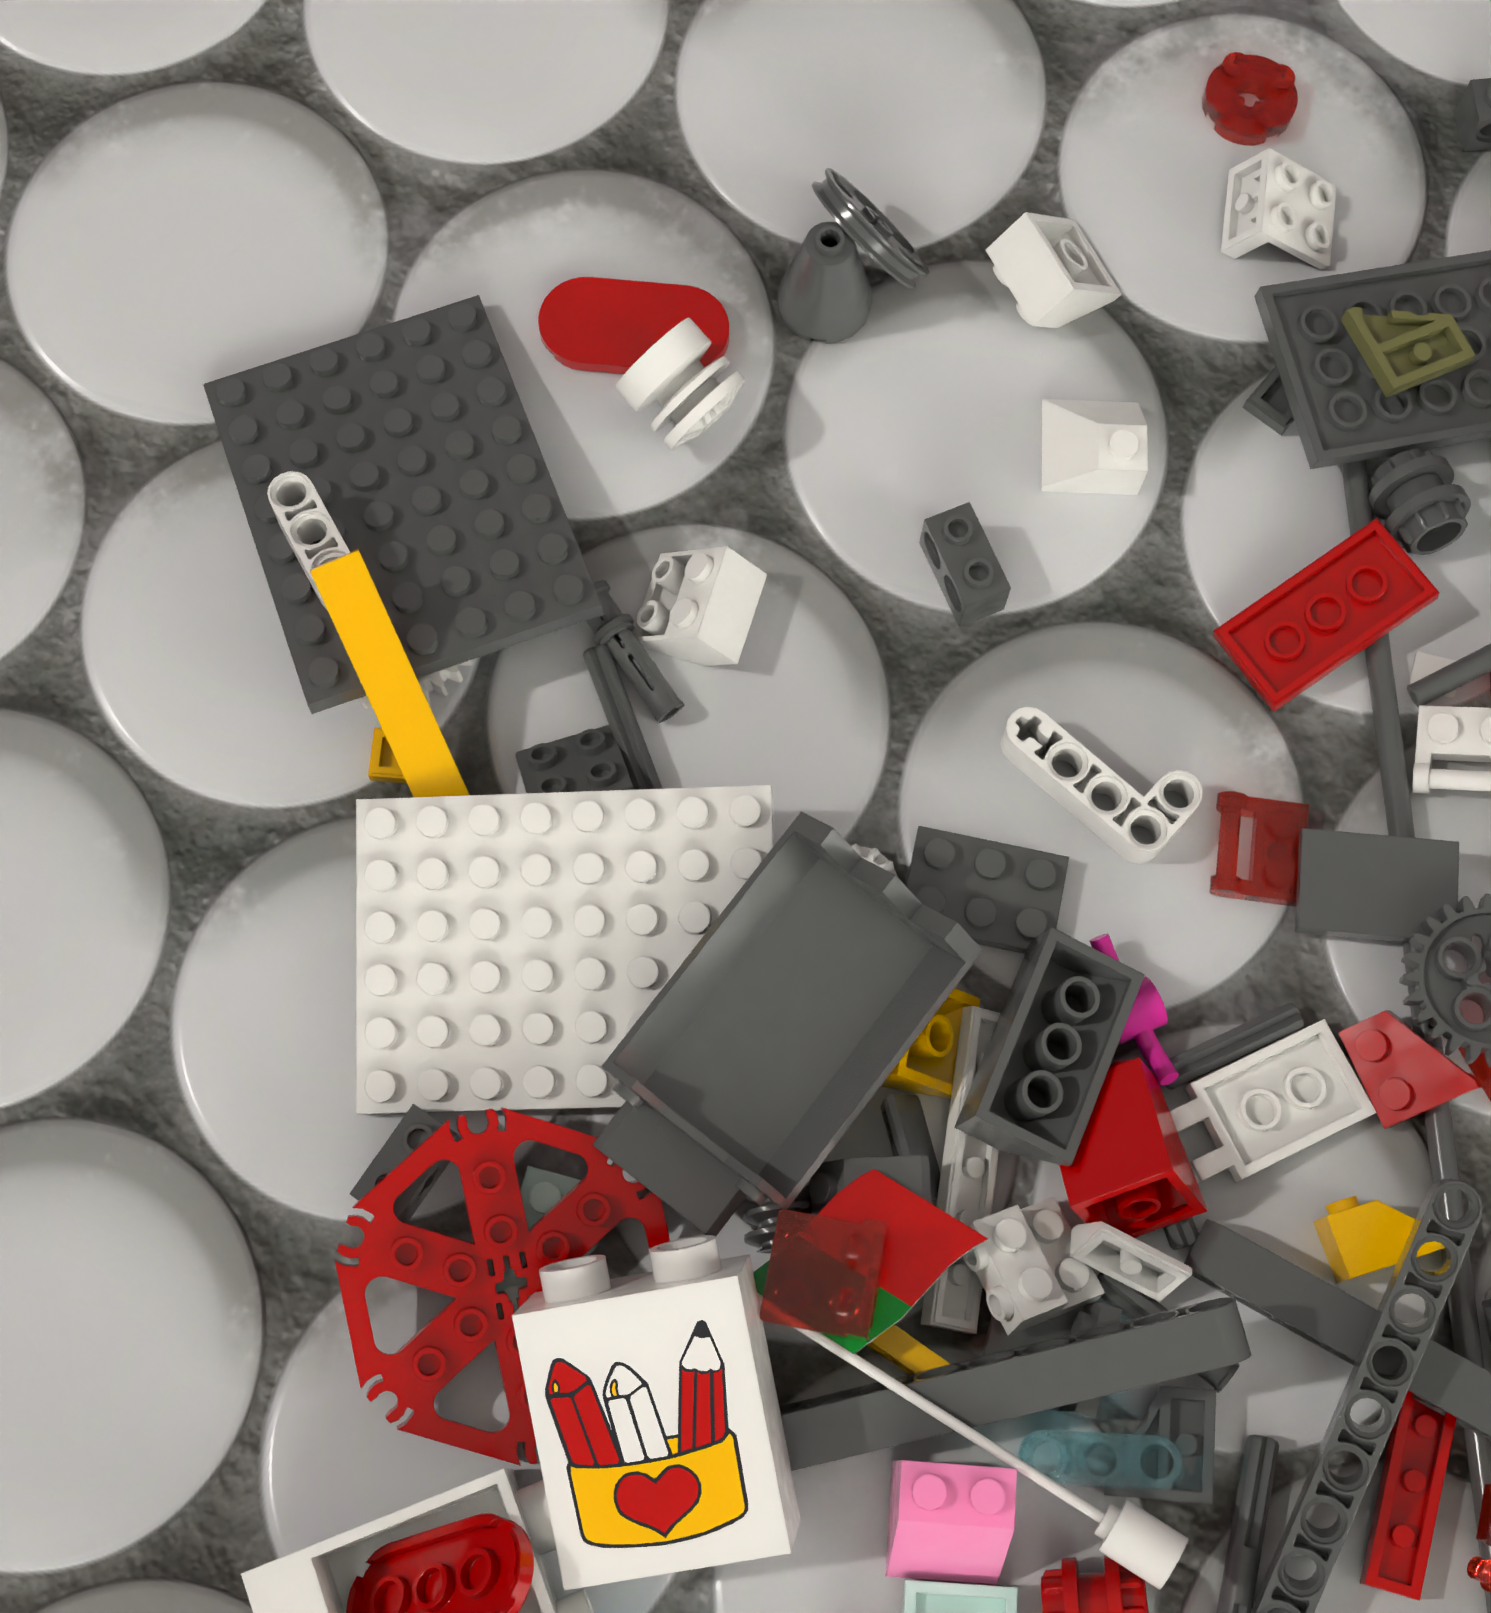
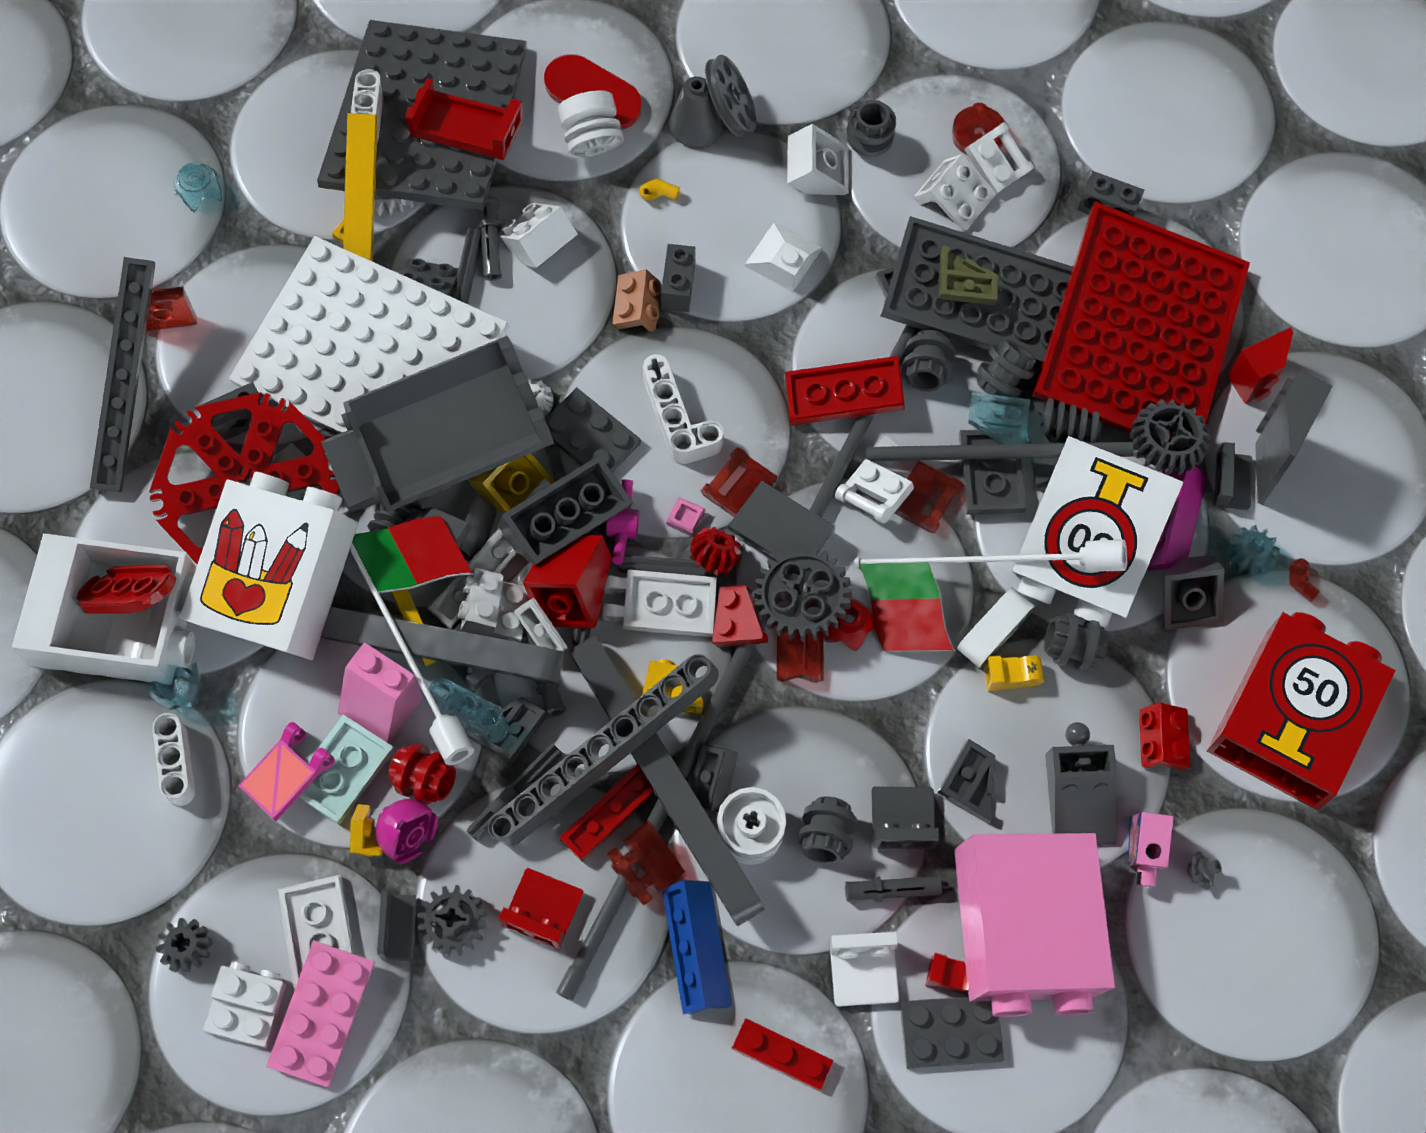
camera: 30 degrees right, 5 degrees down
(102, 825) = (196, 190): none -> clear light blue piece
(177, 1059) = (170, 309): none -> clear red tile
(192, 1213) = (122, 374): none -> dark grey plate
(485, 484) = (463, 122): none -> red panel
(824, 1274) = (386, 547): clear red bracket -> none
(834, 433) = (658, 188): none -> yellow arm
(920, 635) = (637, 300): none -> nougat bracket
(1104, 174) = (871, 128): none -> dark grey piece
(1212, 945) = (685, 516): none -> bright pink tile
(1304, 980) = (715, 551): none -> red gear
(1305, 137) = (991, 161): none -> white plate

